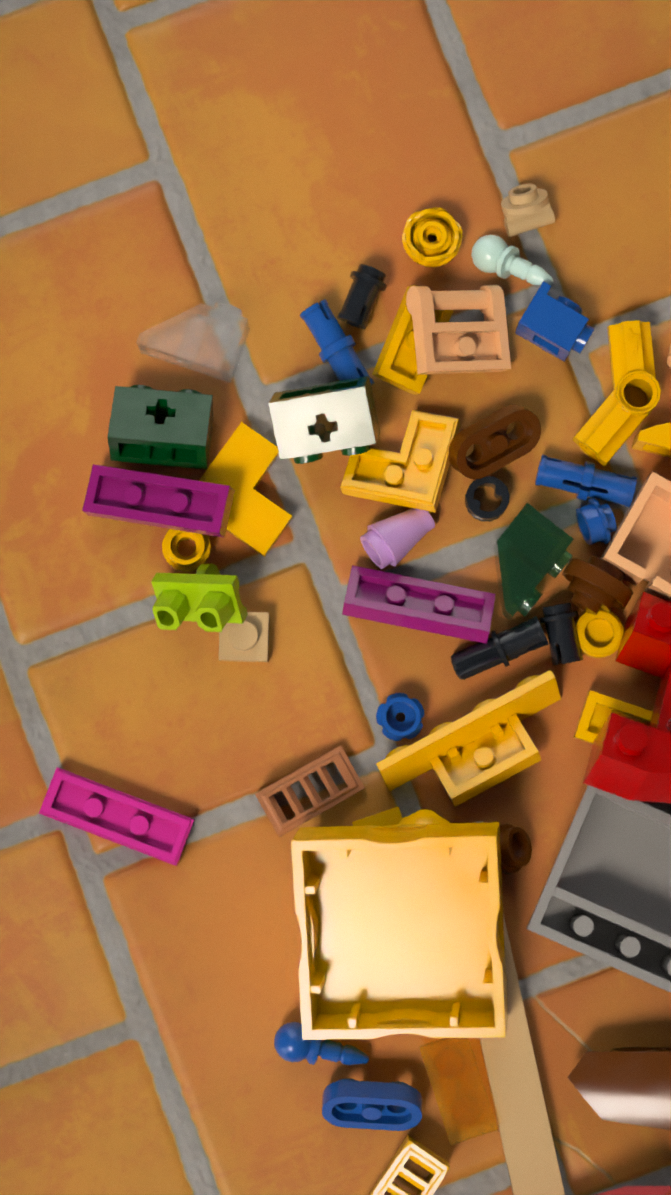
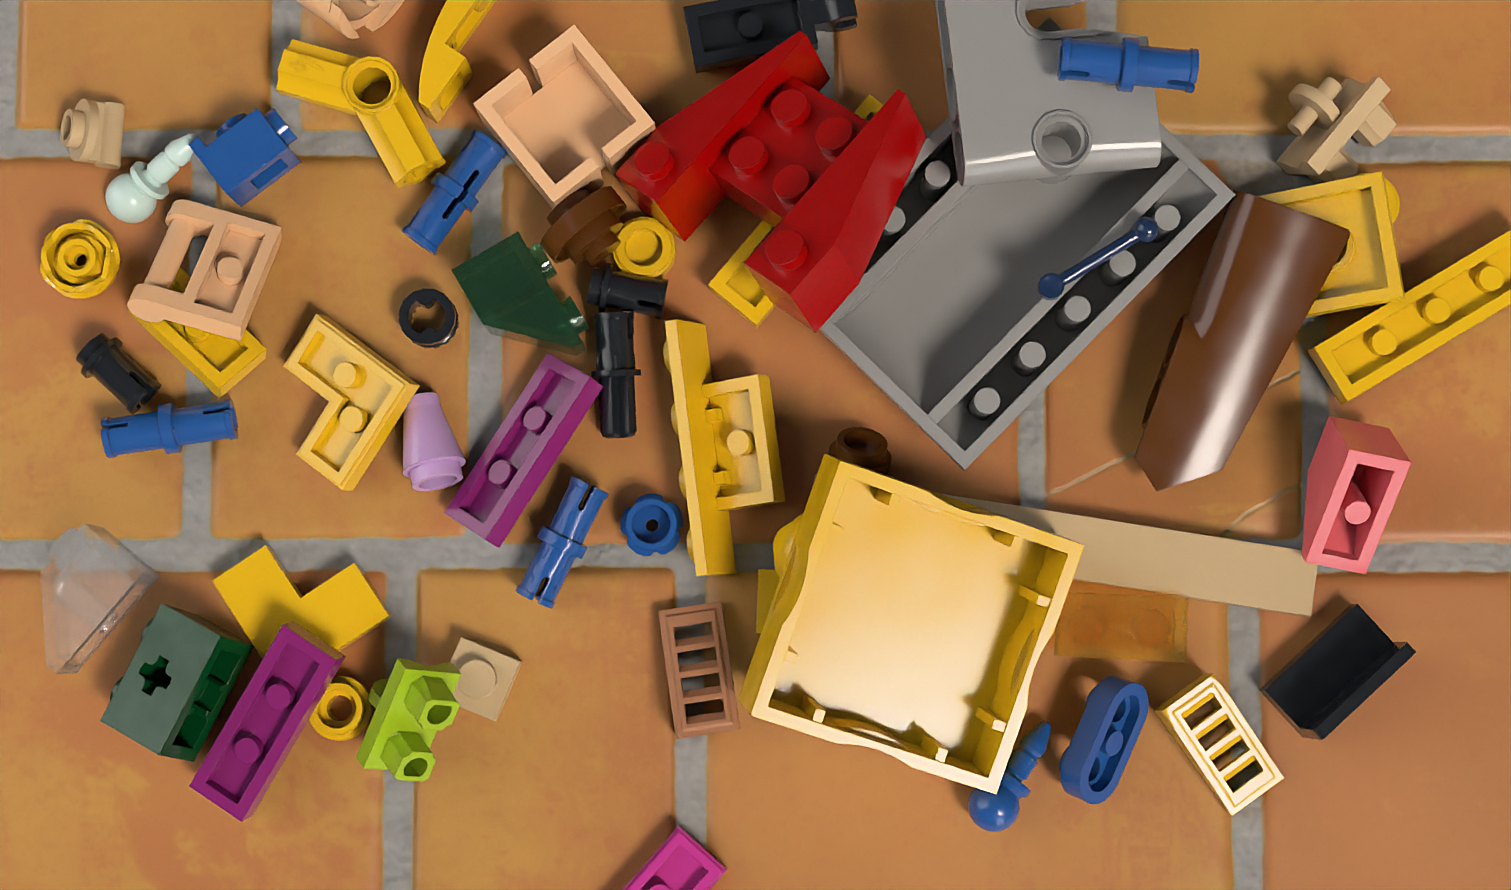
camera: 75 degrees left, 0 degrees up
(345, 401) = (224, 504): brick -> none
(363, 657) = (562, 542): none -> blue pin
(491, 442) = (362, 285): reddish brown plate -> none
(596, 522) = (509, 199): blue plate -> none

